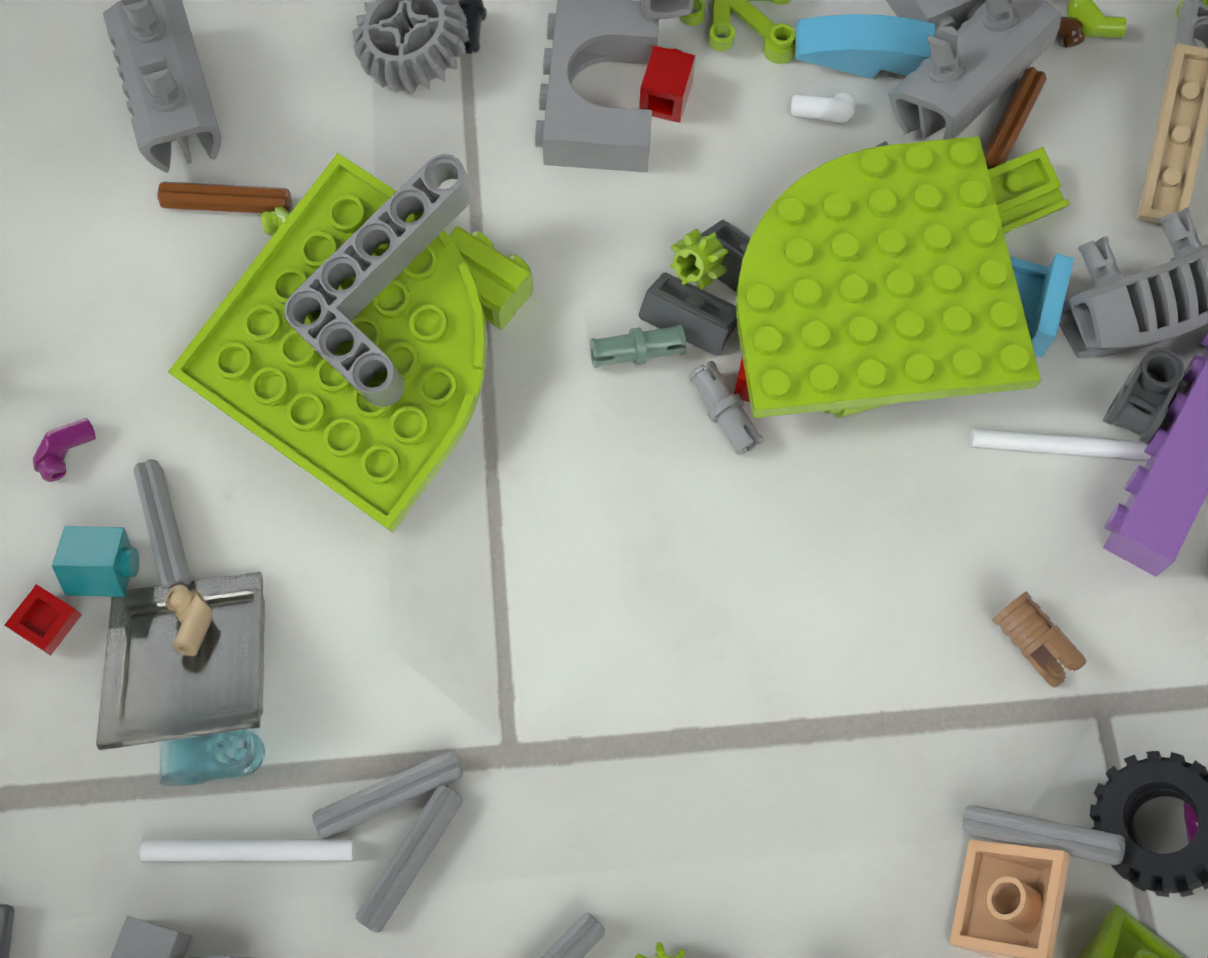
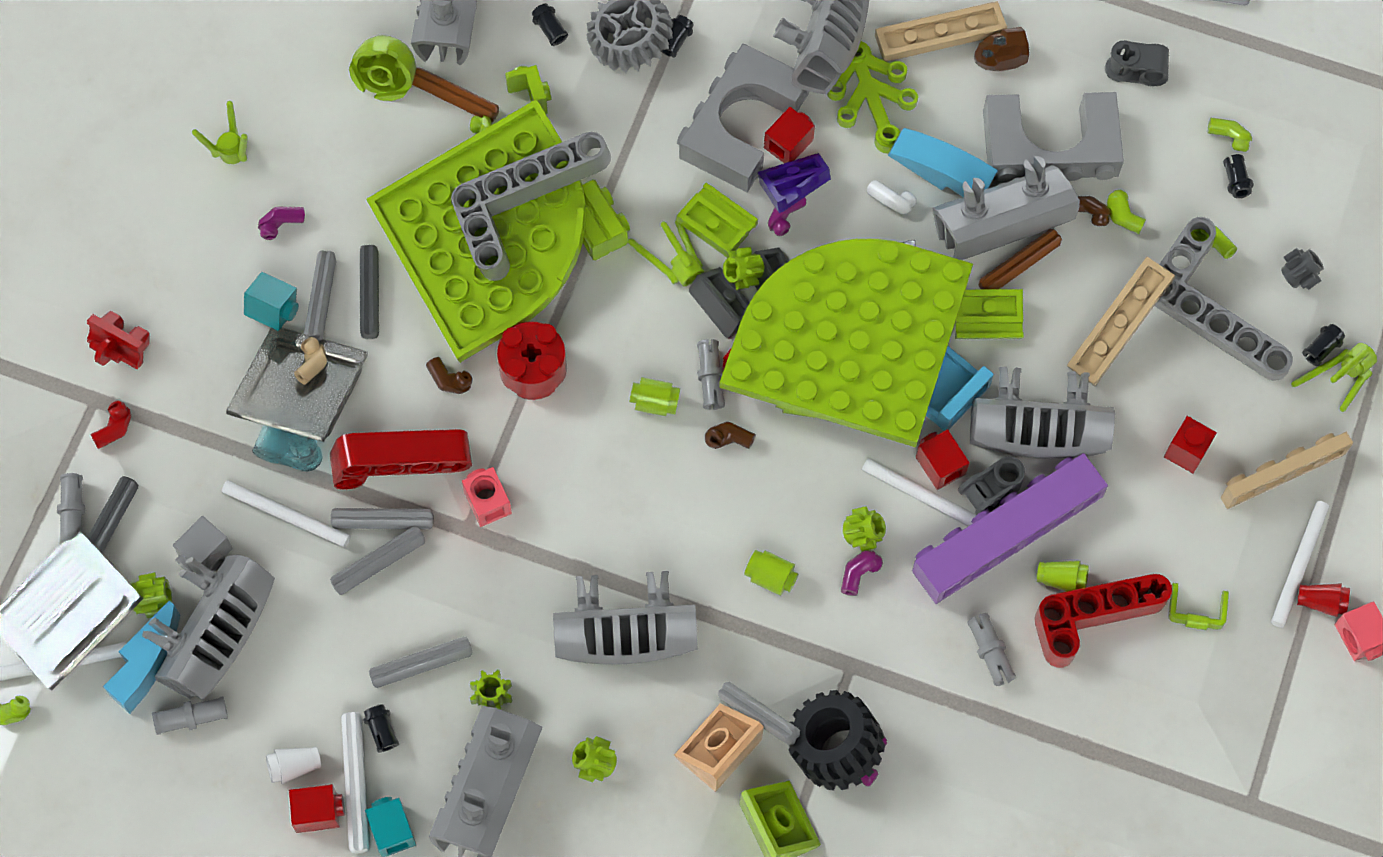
camera: 25 degrees right, 0 degrees up
(43, 619) = (224, 324): red plate -> none
(115, 198) = (383, 67): none -> lime cylinder
(227, 491) = (369, 292): none -> dark grey axle
(296, 63) = (545, 17): none -> black pin
(312, 142) = (529, 78): none -> lime bracket
(341, 710) = (397, 453): none -> red beam
(391, 564) = (449, 382): none -> reddish brown arm
(496, 462) = (530, 342): none -> red brick
(530, 716) = (488, 509): none -> coral brick
(623, 287) = (685, 265): none -> lime plant
(632, 216) = (717, 220): none -> lime plate
(637, 346) = (674, 309): sand green pin -> none
(671, 466) = (654, 396): none -> lime brick
(701, 132) = (794, 180): none -> dark purple wing
(705, 169) = (778, 222): none -> magenta arm
(786, 473) = (728, 433): none -> reddish brown arm
(806, 804) = (625, 634): none -> light grey piece
(942, 630) = (771, 572): none -> lime brick
(1026, 519) = (864, 528): none -> lime gear
(1039, 639) = (829, 604): medium nougat hinge -> none
(1042, 571) = (856, 567): none -> magenta arm
(1066, 389) = (941, 458): none -> red brick

